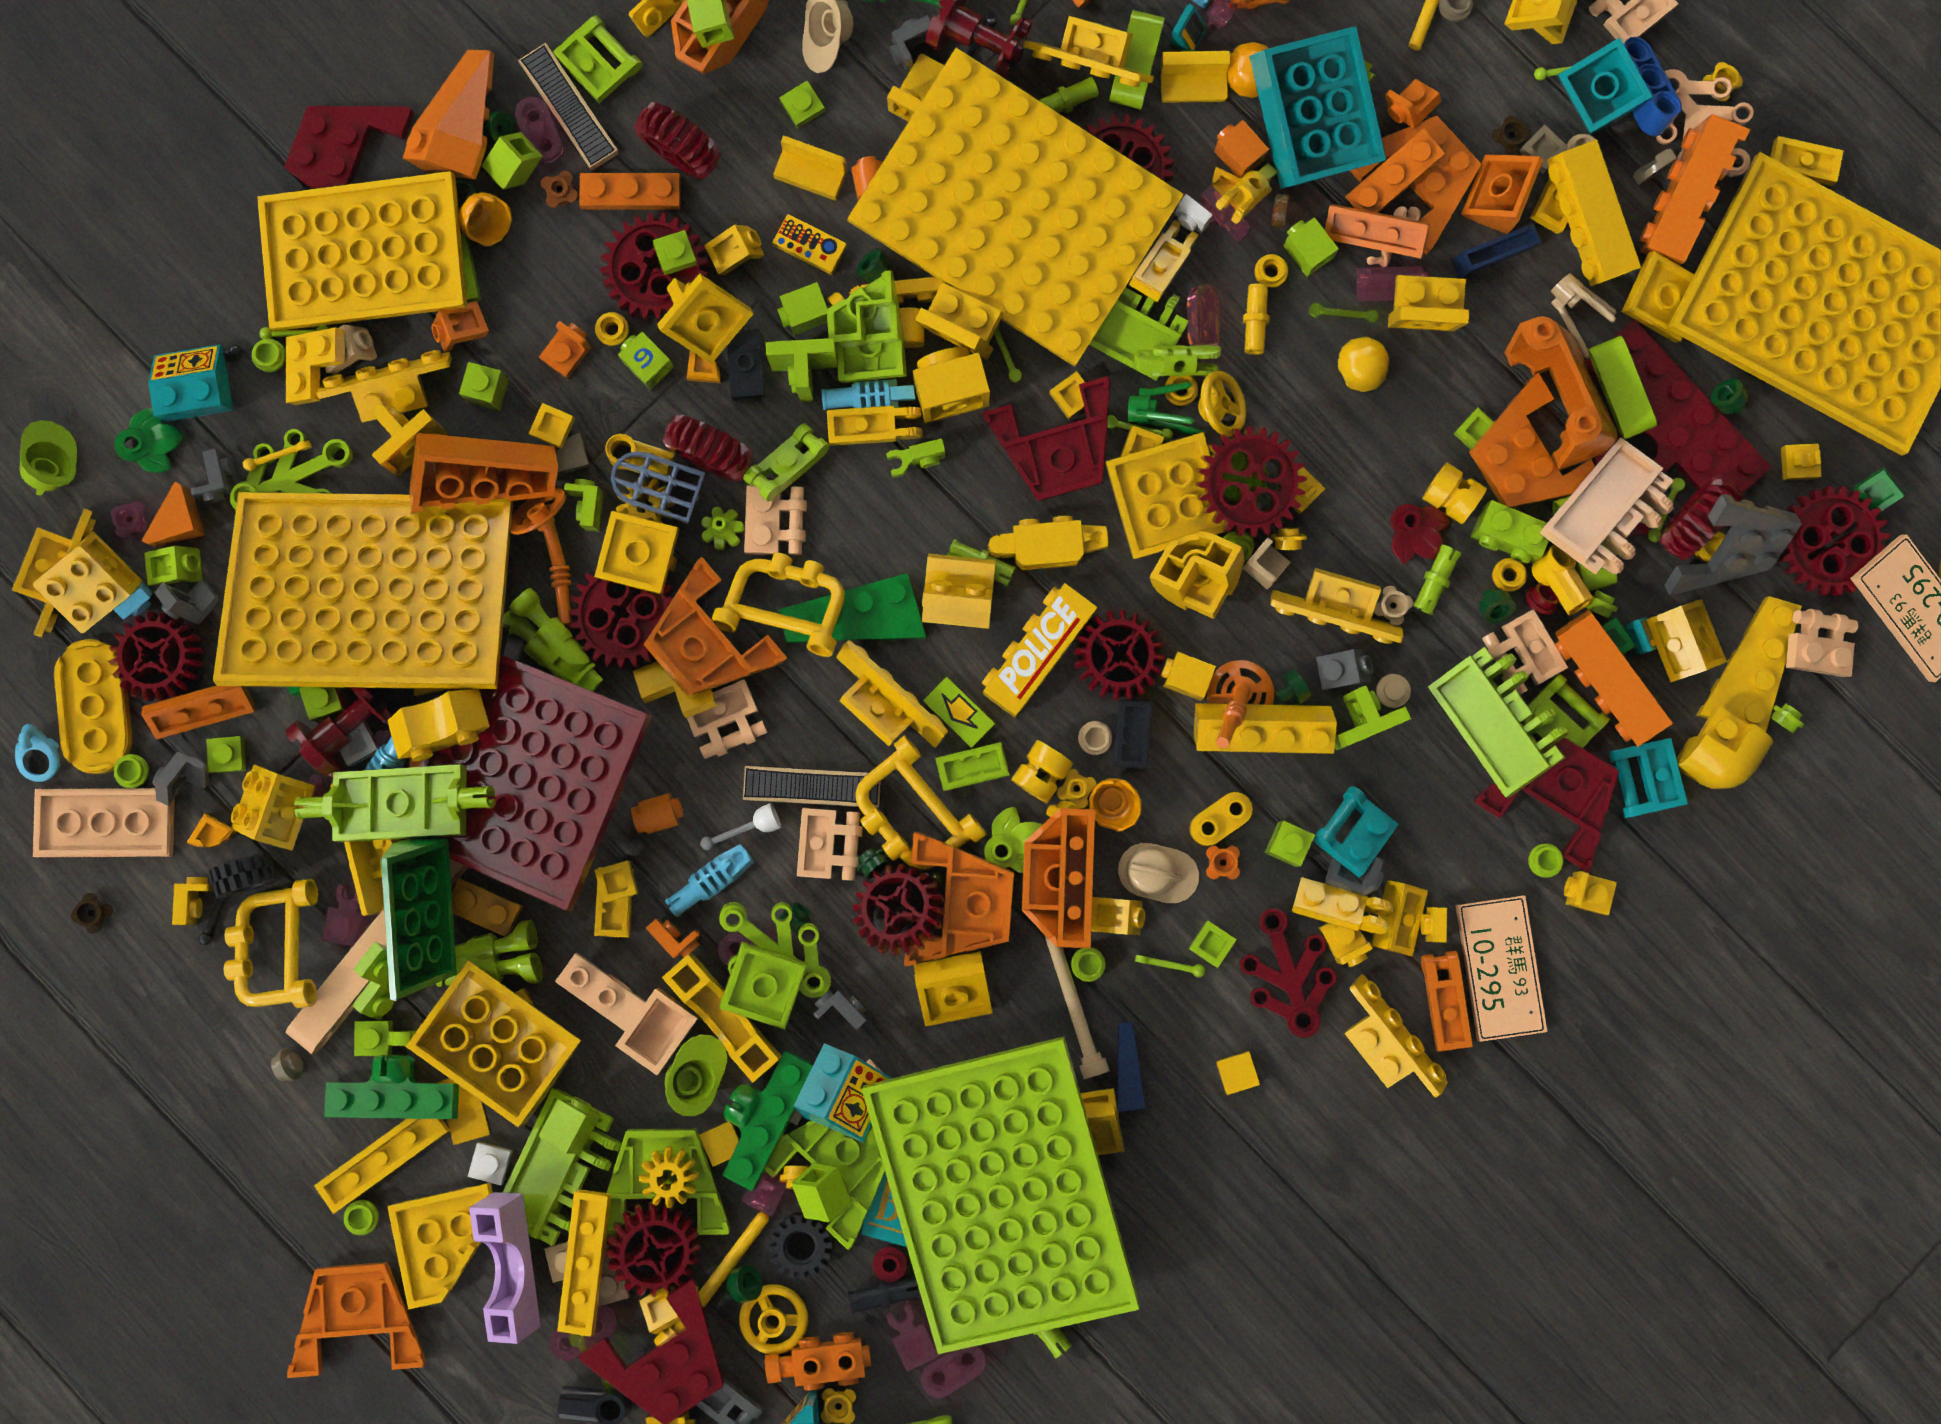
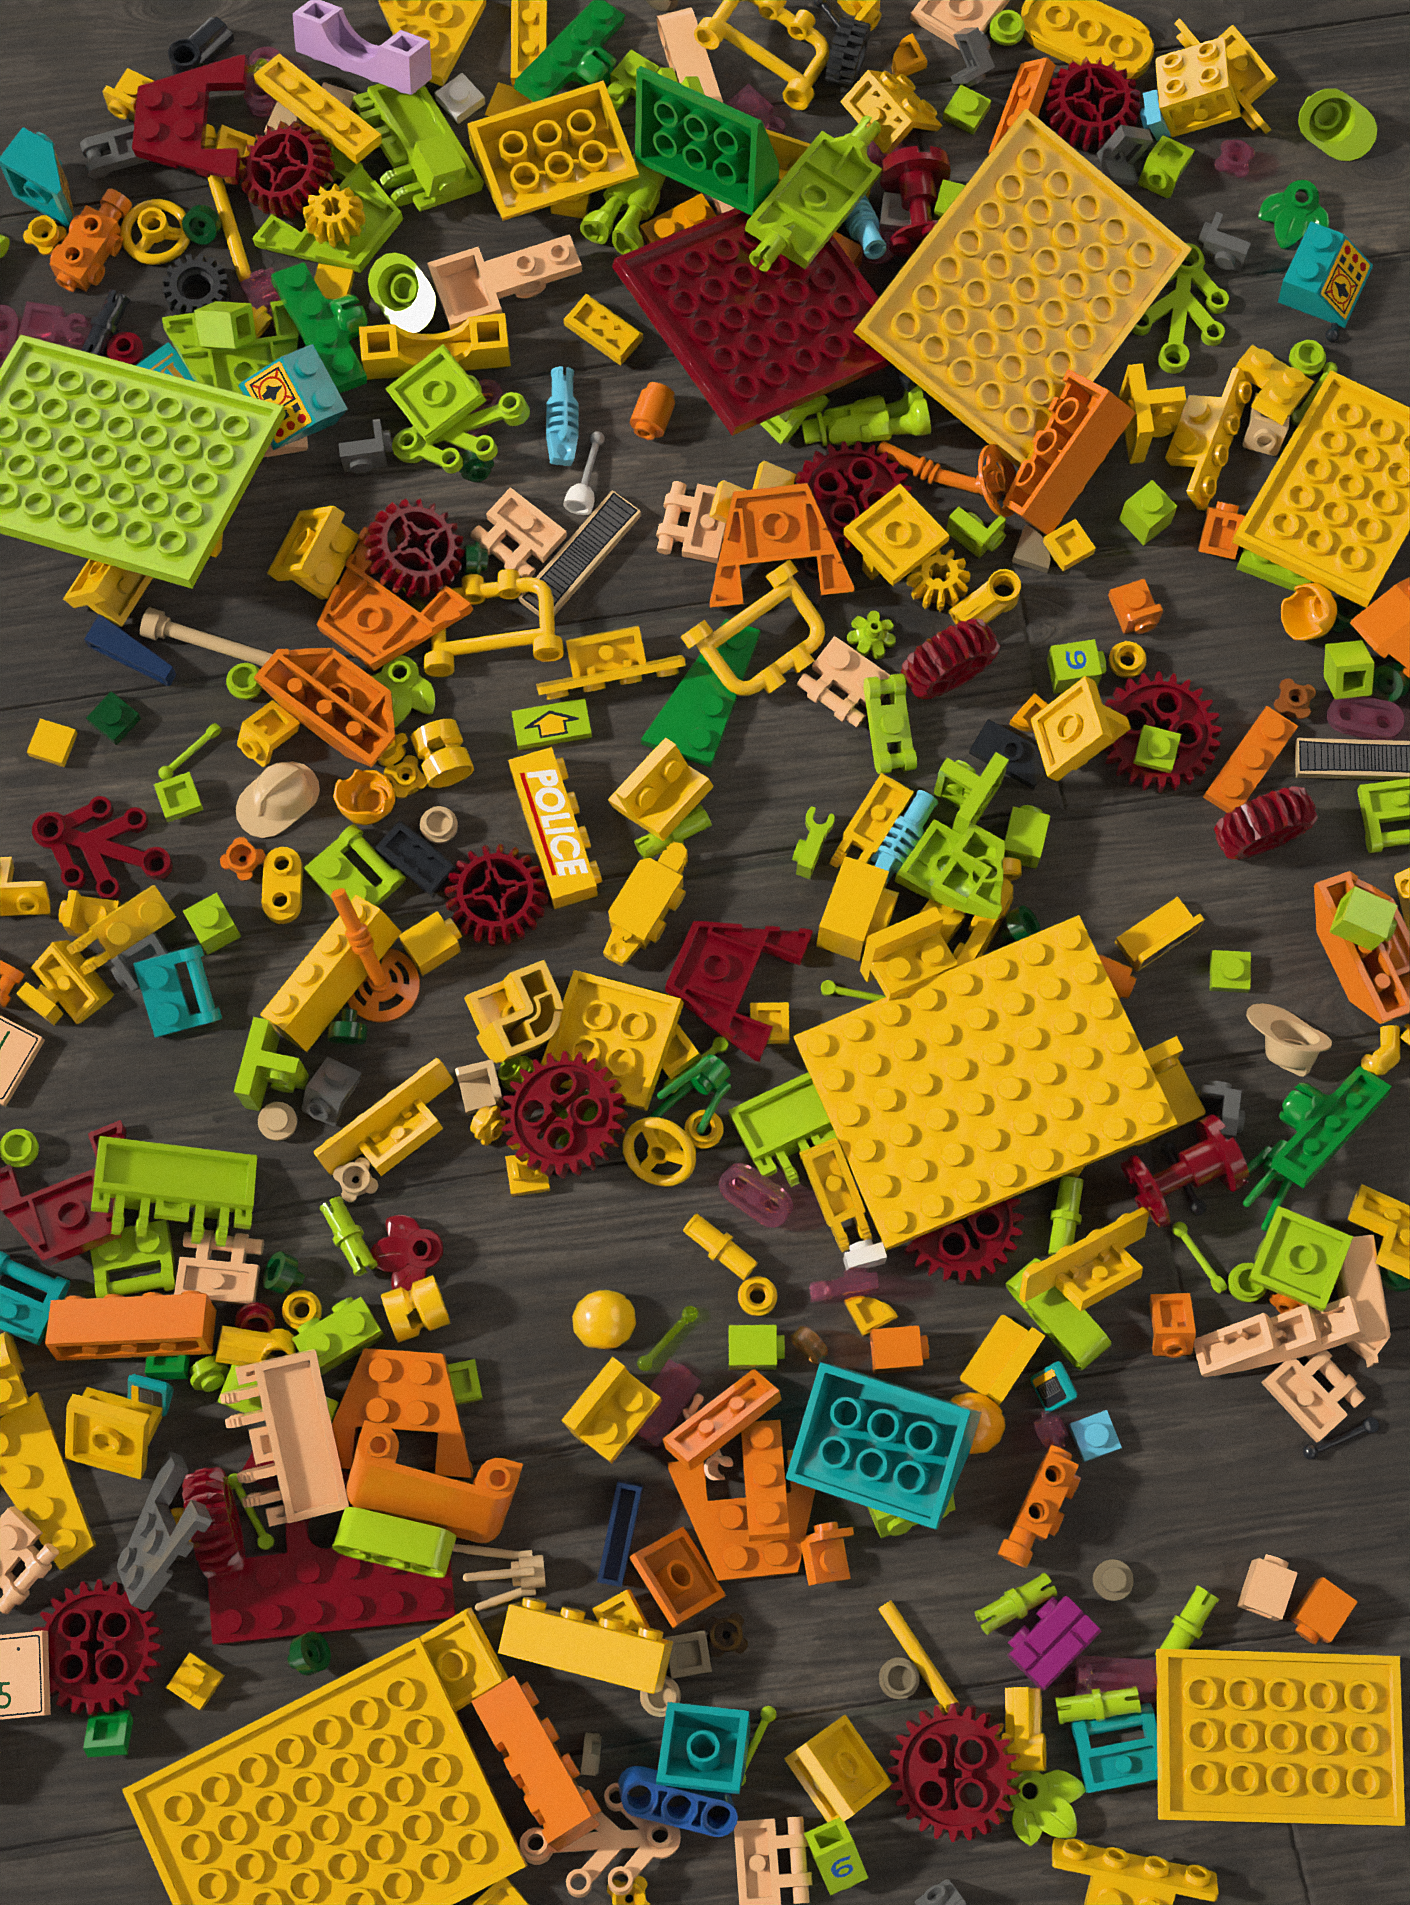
camera: 125 degrees right, 10 degrees down
(175, 520) = (1208, 192): orange slope -> none
(250, 464) = (1214, 280): yellow hinge -> none
(438, 724) = (858, 268): yellow brick -> none
(616, 881) = (616, 334): yellow plate -> none
(665, 496) = (931, 593): sand blue window -> none
(668, 936) = (535, 350): orange bracket -> none
(734, 248) = (1128, 815): yellow bracket -> none
(809, 244) = (1086, 886): tile -> none
(972, 766) = (493, 700): lime plate -> none
(1177, 360) = (729, 1135): lime hinge -> none
(1186, 773) = (334, 871): none -> lime plate
(1186, 1042) = (113, 718): none -> dark green plate
(1247, 192) = (847, 1318): yellow hinge -> none

